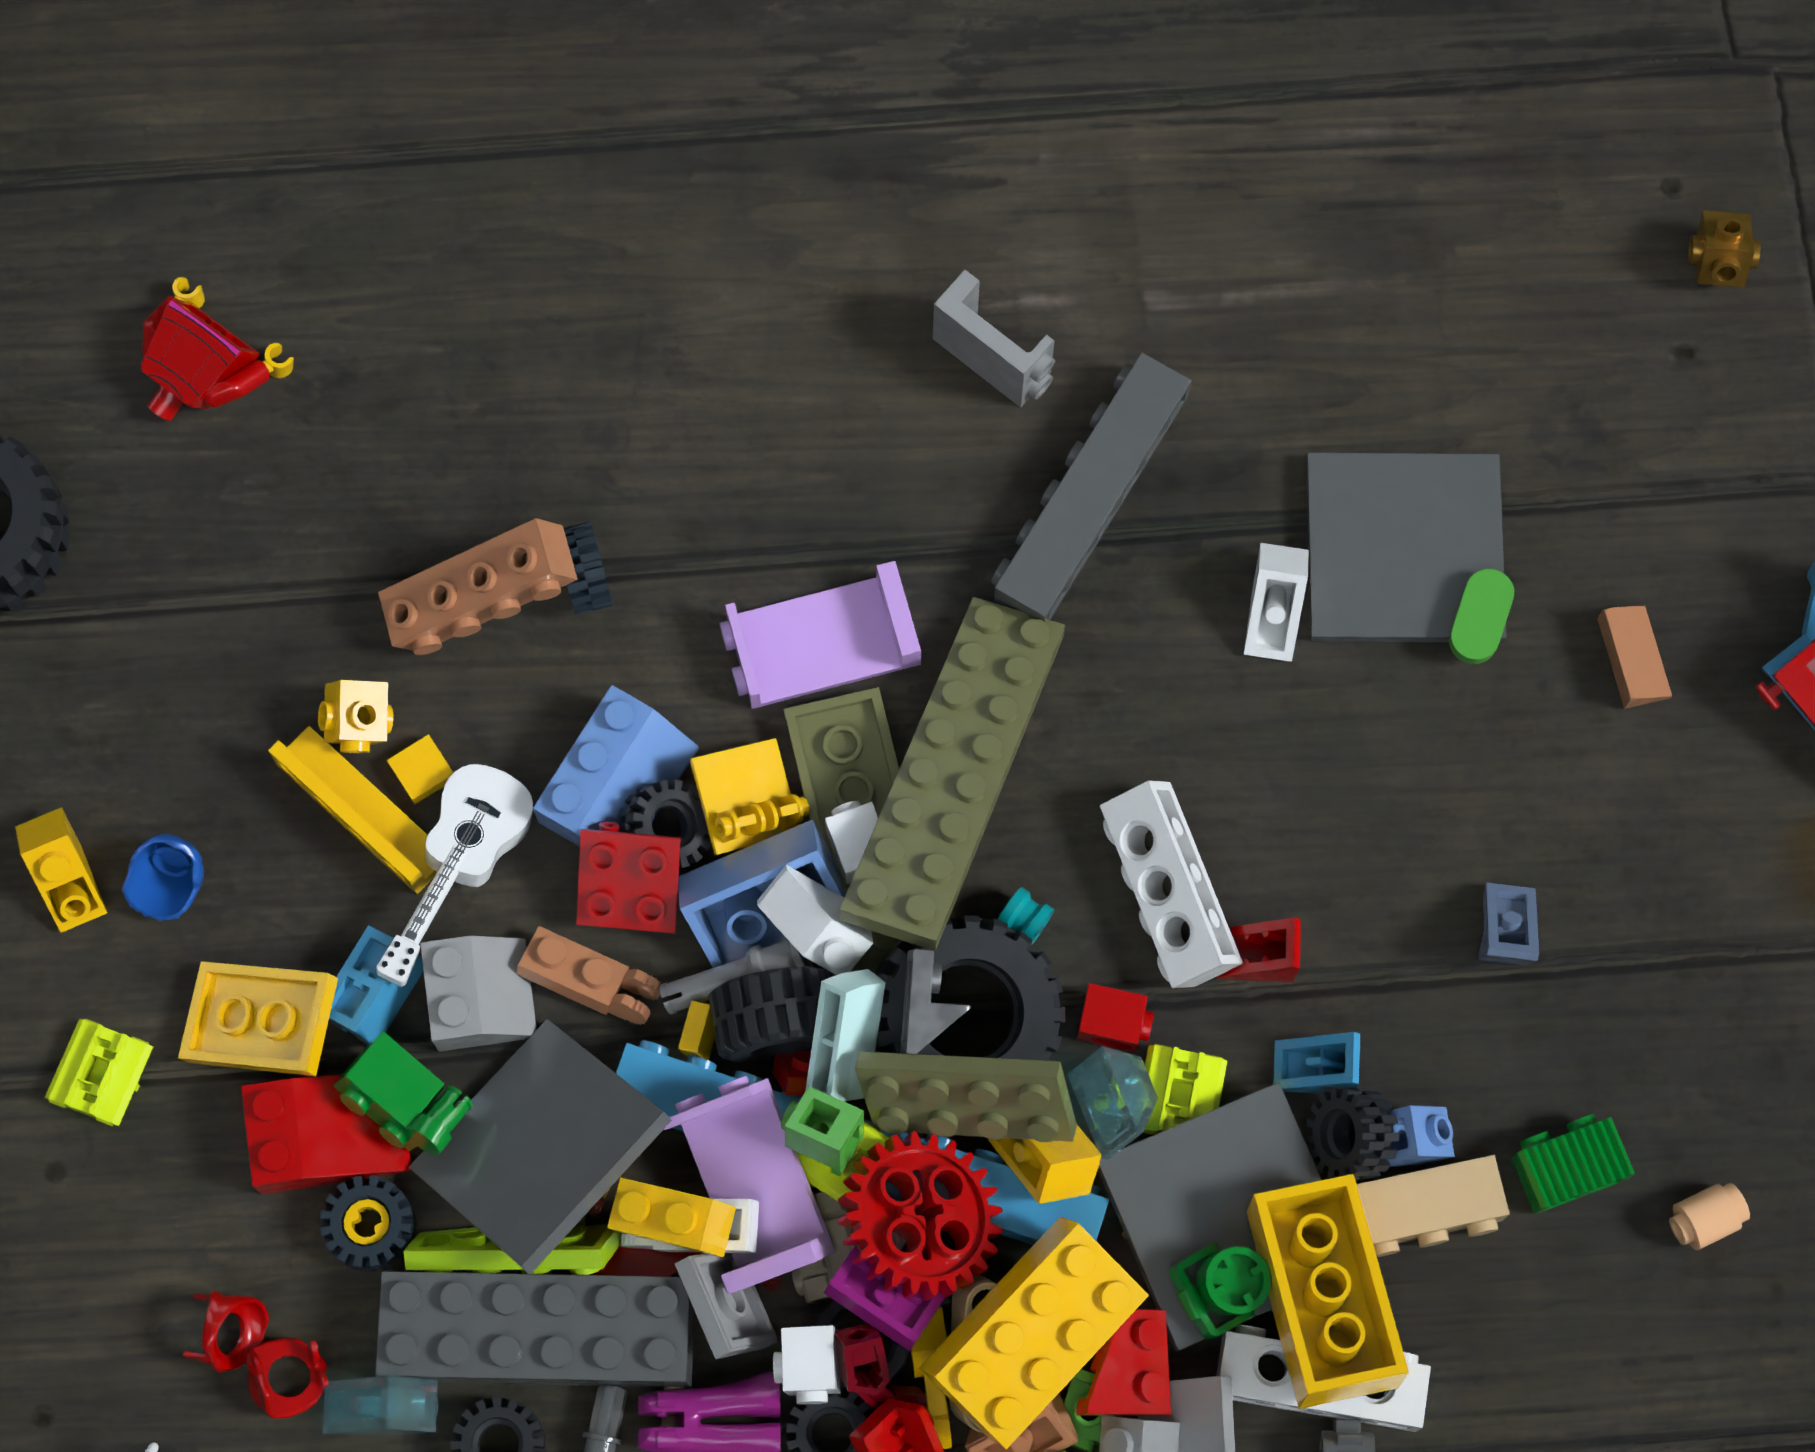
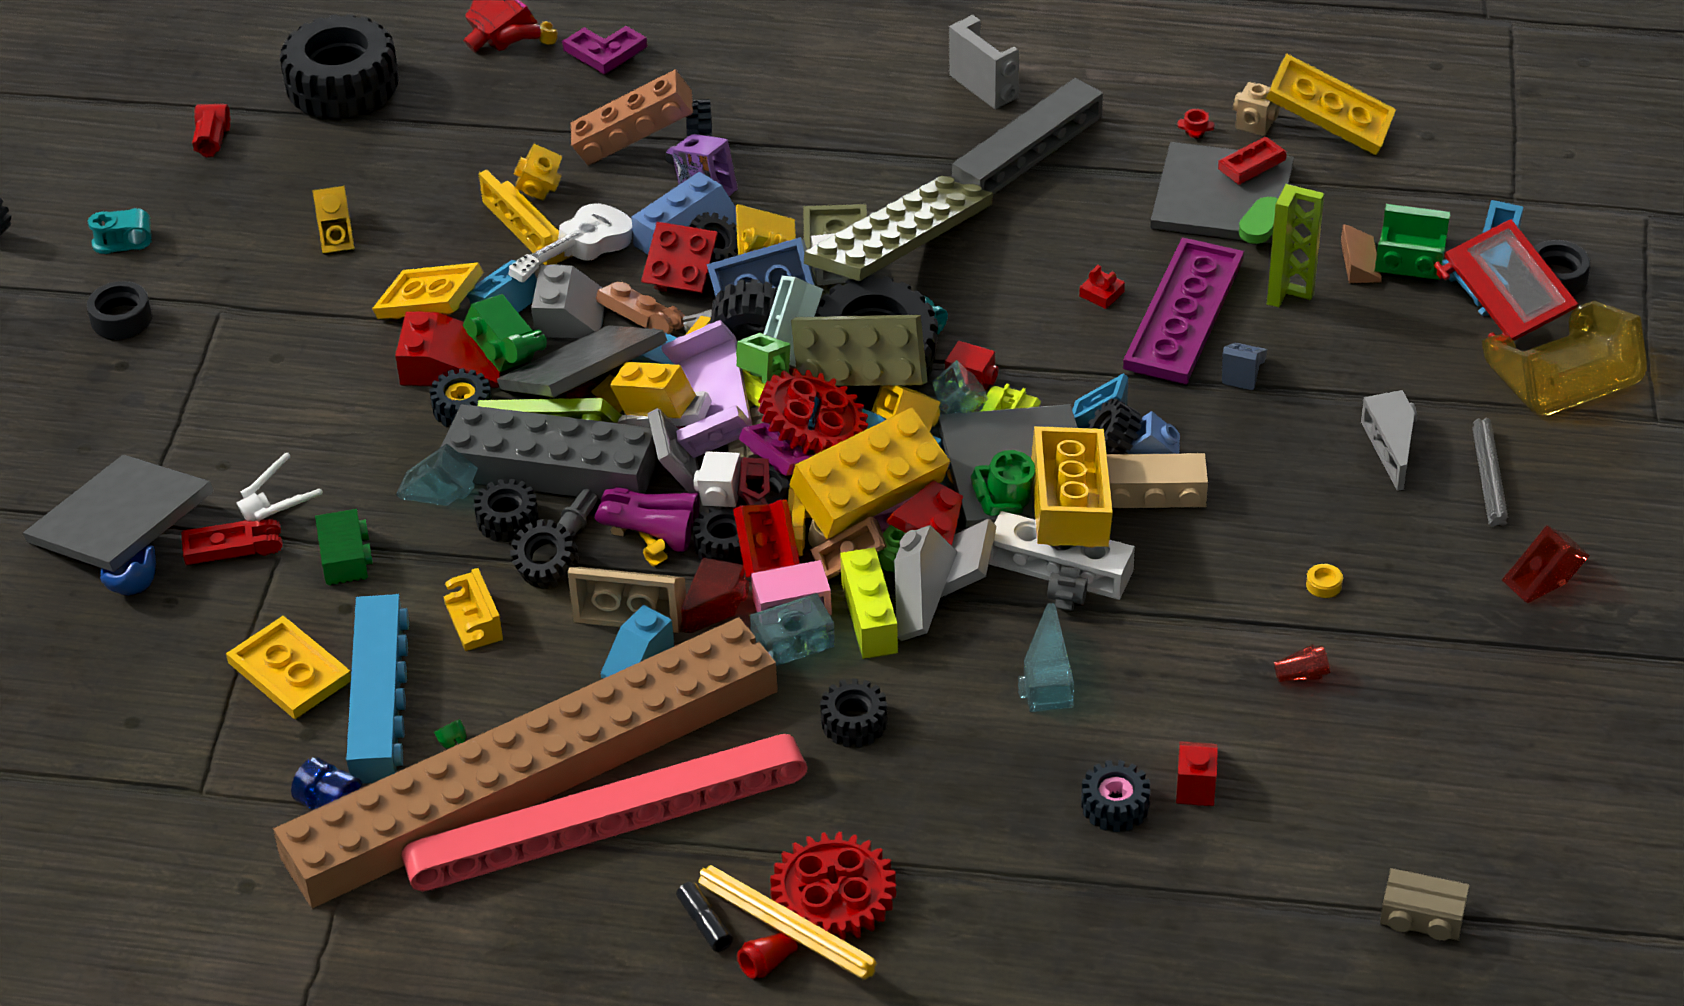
camera: 15 degrees right, 30 degrees down
(99, 1072) = (321, 312): neon yellow piece -> none
(163, 877) = (395, 227): blue hair -> none
(253, 1324) = (362, 419): red piece -> none
(261, 1359) = (373, 476): red piece -> none
(381, 396) = (607, 52): none -> magenta plate
(420, 769) = (566, 207): yellow tile -> none
(608, 651) = (704, 155): none -> medium lavender torso
(811, 922) = (781, 263): white slope -> none
(822, 639) = (838, 185): lavender panel -> none
(921, 1018) = (846, 297): flat silver slope -> none
(1192, 897) = (1025, 310): white brick -> none
(1267, 796) = (1102, 288): none -> red tile
(1267, 950) = (1079, 352): red slope -> none
(1276, 601) = (1131, 199): white slope -> none
(1337, 386) = (1196, 123): none -> red plate
(1399, 827) = (1183, 310): none -> magenta plate
(1427, 359) = (1254, 111): none -> tan brick
(1444, 489) = (1252, 160): none -> red plate
(1542, 344) = (1331, 104): none -> yellow plate
(1559, 722) = (1282, 244): none -> lime fence
(1571, 1164) = (1259, 476): green brick -> none
(1696, 1345) = (1324, 580): none -> yellow tile
(1708, 626) = (1412, 241): none -> green panel
(1709, 1215) = (1347, 513): light nougat brick -> none
(1724, 249) = (1464, 72): pearl gold brick -> none
(1746, 1035) = (1389, 425): none -> light grey slope

